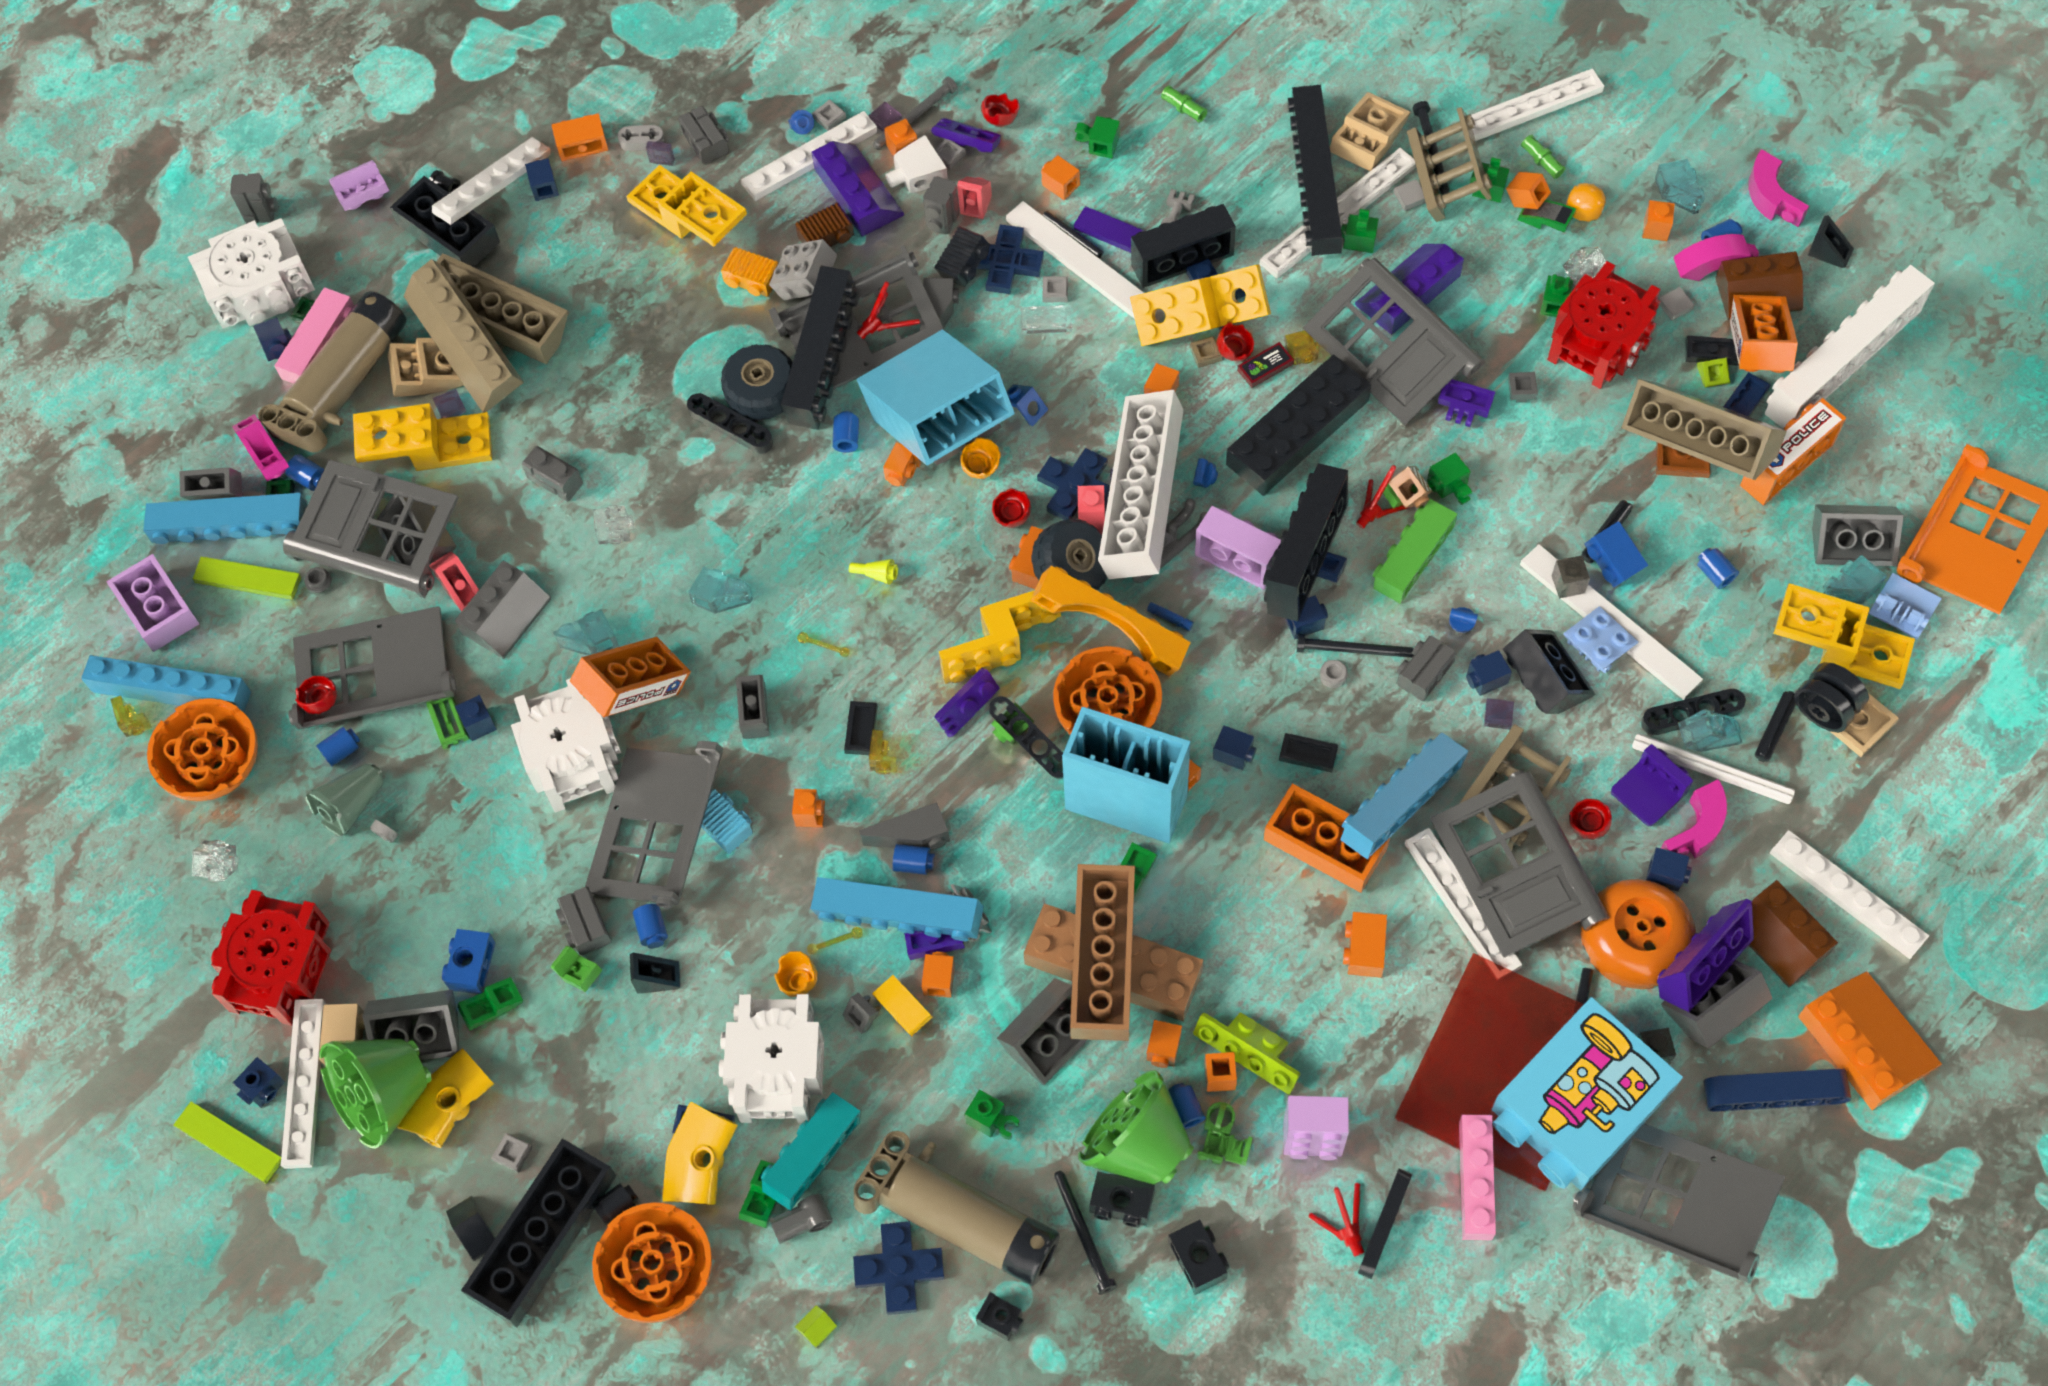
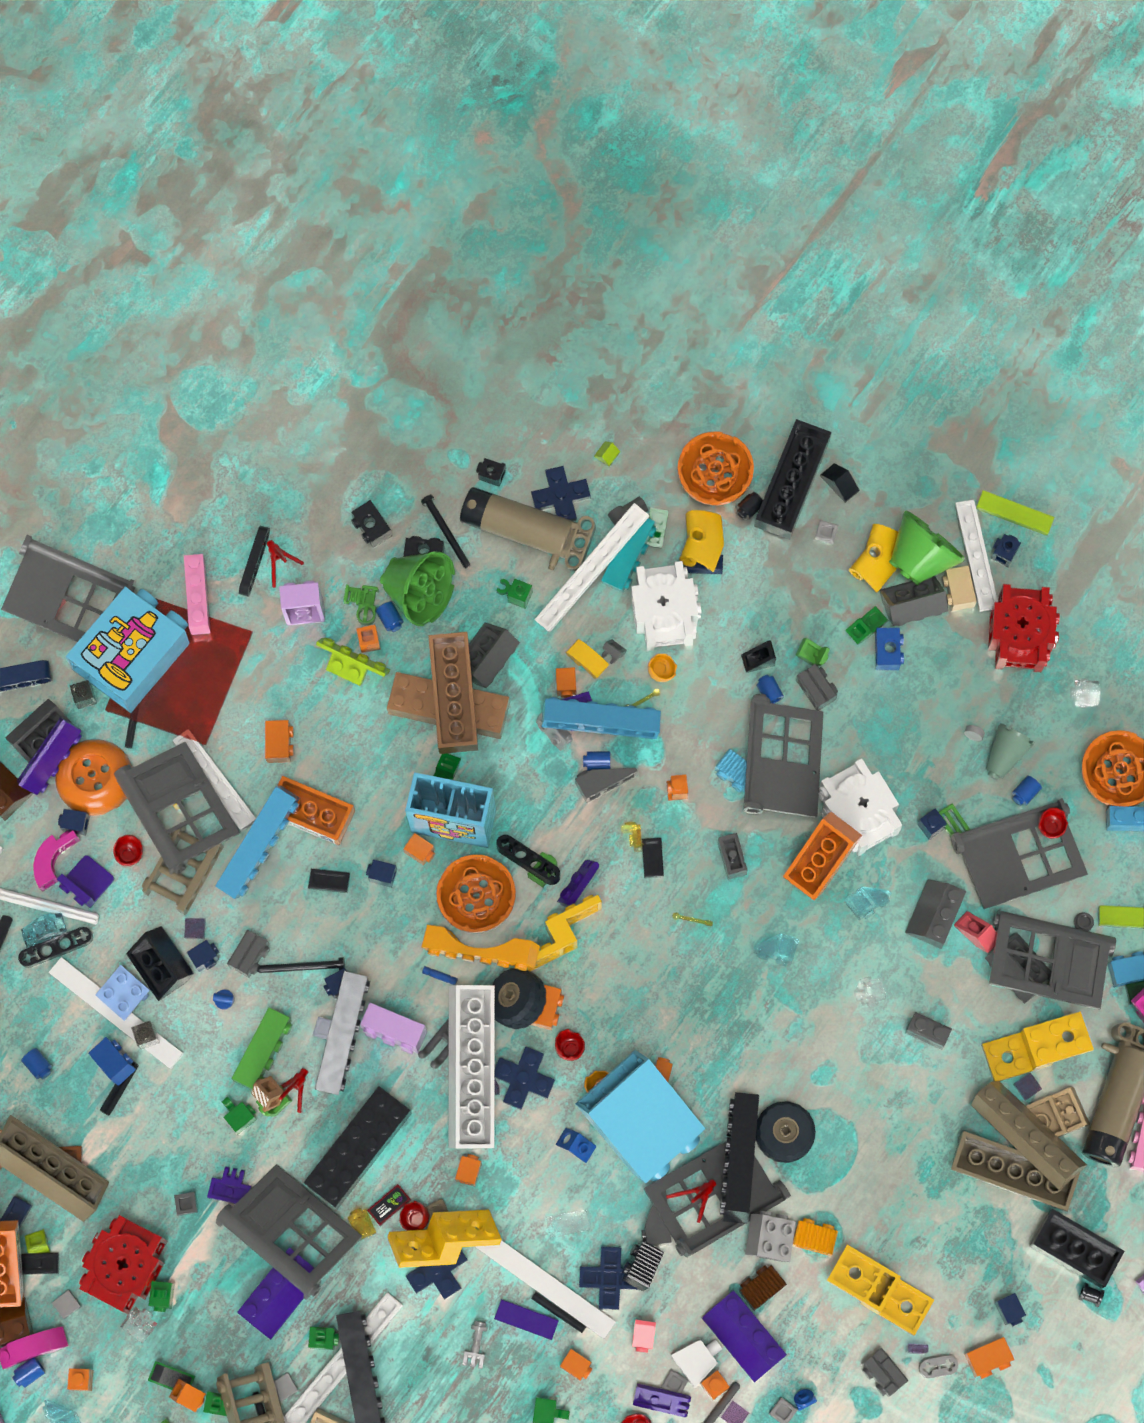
camera: 170 degrees right, 10 degrees up
(304, 471) = (1119, 1008): blue brick -> none
(489, 181) = (1048, 1293): white plate -> none
(732, 420) = (803, 1095): black beam -> none
(800, 160) = (791, 1366): white plate -> none
(845, 432) = (709, 1098): blue brick -> none
(868, 1131) = (592, 567): none -> white tile
(882, 570) = (659, 982): neon yellow cone -> none
(941, 205) = (669, 1315): dark grey brick -> none
(1055, 289) = (565, 1257): light grey tile -> none
(1091, 505) = (508, 1049): coral slope -> none
(1164, 1044) = (408, 655): orange brick -> none
(1182, 243) = (465, 1300): black brick -> none
(1205, 473) = (425, 1096): blue plate -> none
(1333, 674) = (315, 944): light grey tile -> none
(1587, 201) = (139, 1397): light orange hair -> none

